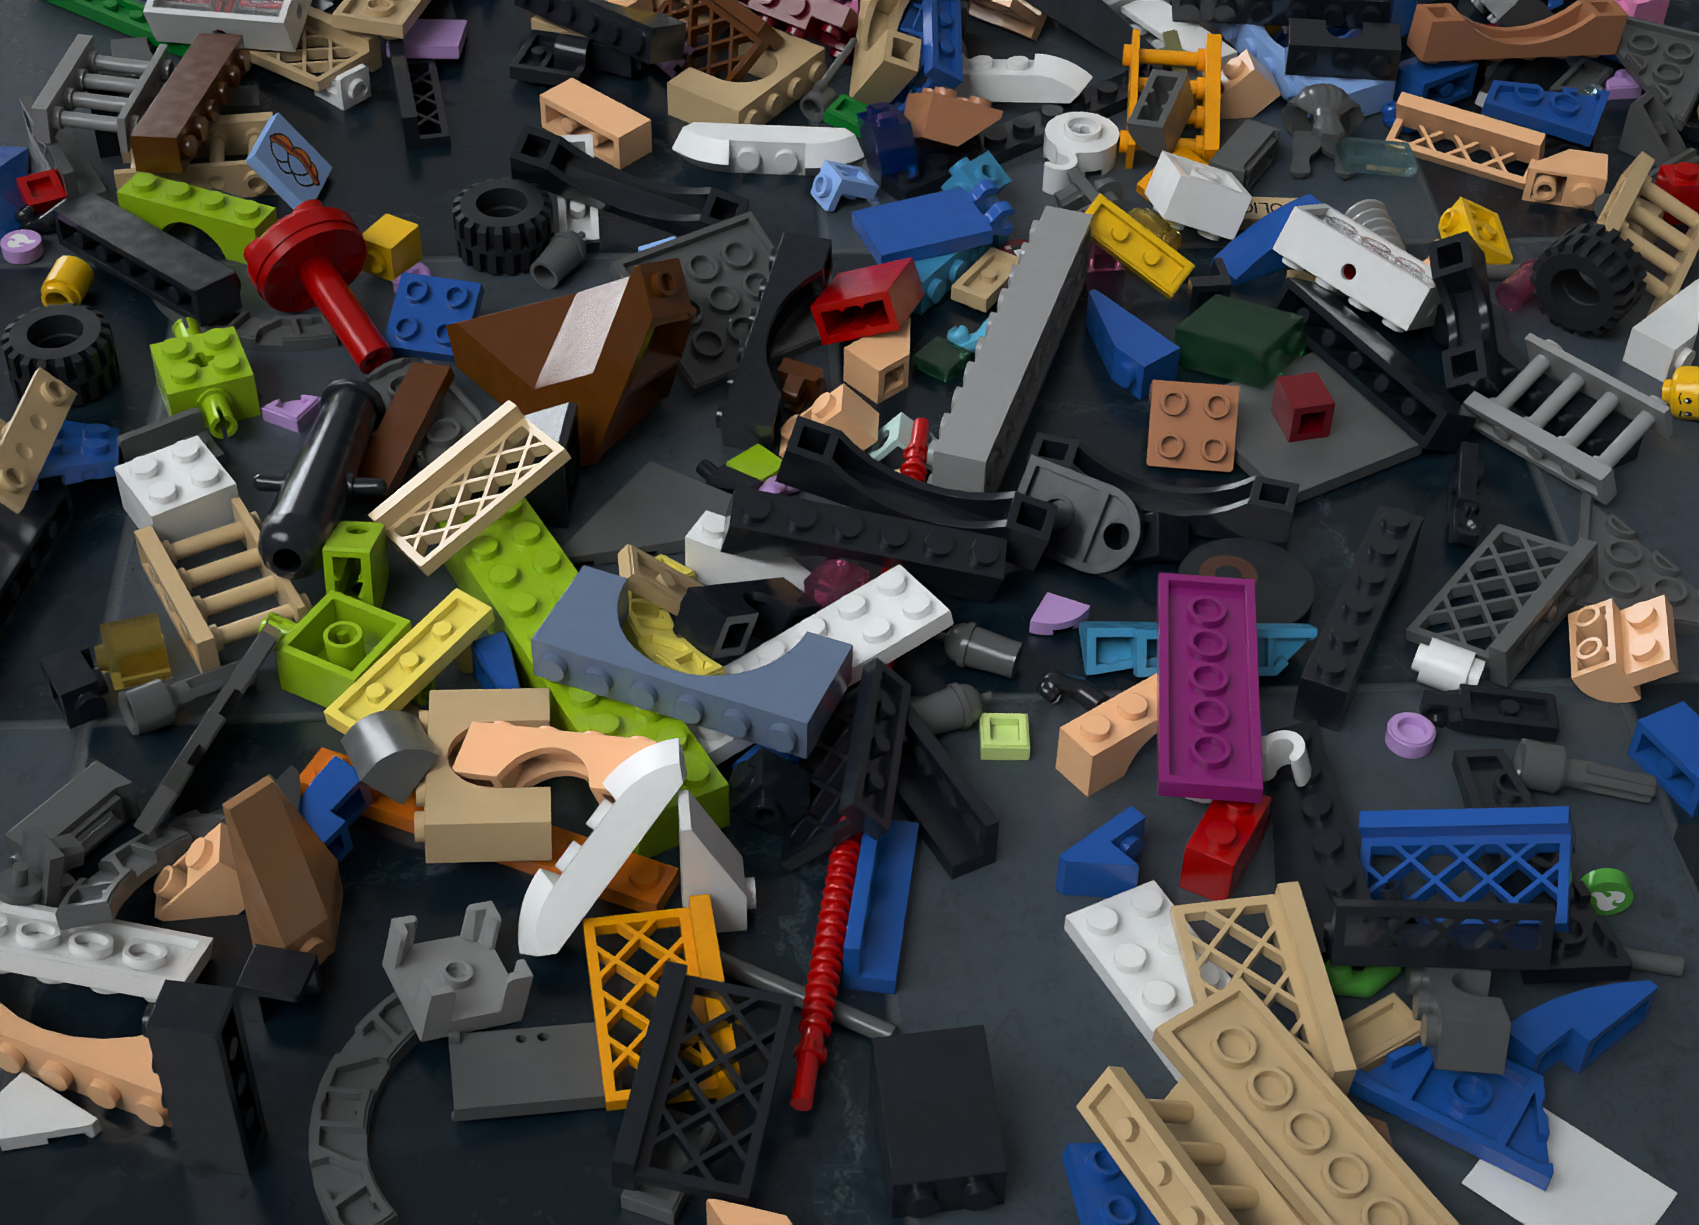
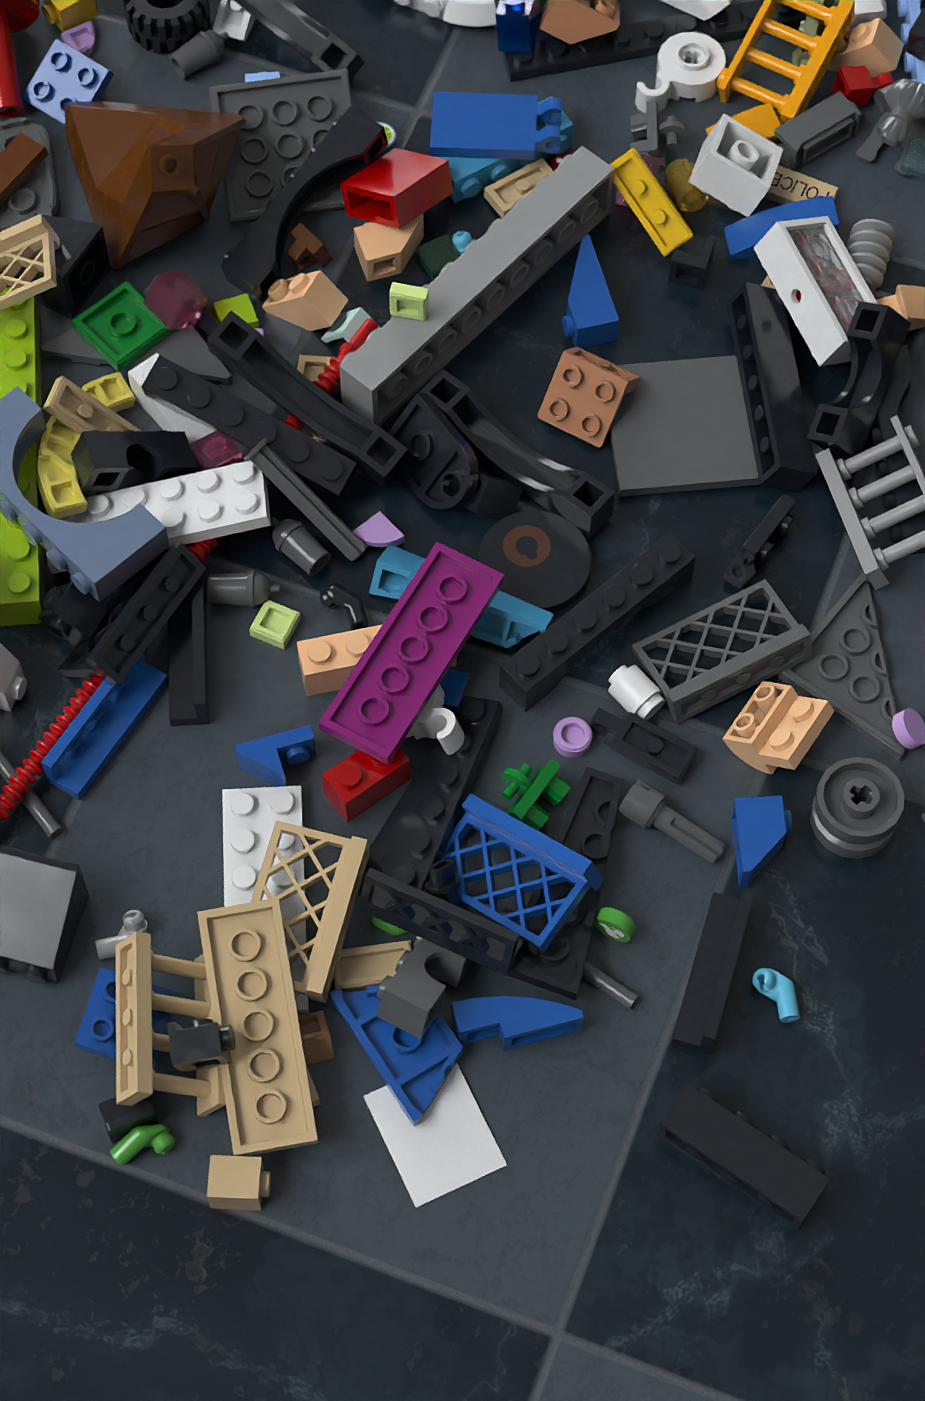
camera: 25 degrees right, 20 degrees up
(639, 508) = (121, 326): none -> green tile
(692, 459) = (175, 299): none -> clear pink brick
(841, 180) = (465, 45): light blue bracket -> none
(969, 173) = (569, 84): dark azure brick -> none
(971, 593) = (306, 500): none -> dark grey axle
(975, 366) = (409, 301): none -> yellowish green tile
(1060, 1119) = (132, 922): none -> light grey arm
(1161, 111) = (758, 67): dark grey brick -> none
(1240, 340) = (678, 326): clear green brick -> none
(1255, 110) = (857, 84): none -> red piece
(1266, 1170) = (200, 1045): none -> black brick
(1302, 407) = (680, 412): dark red brick -> none
(1415, 787) = (544, 783): none -> green hips

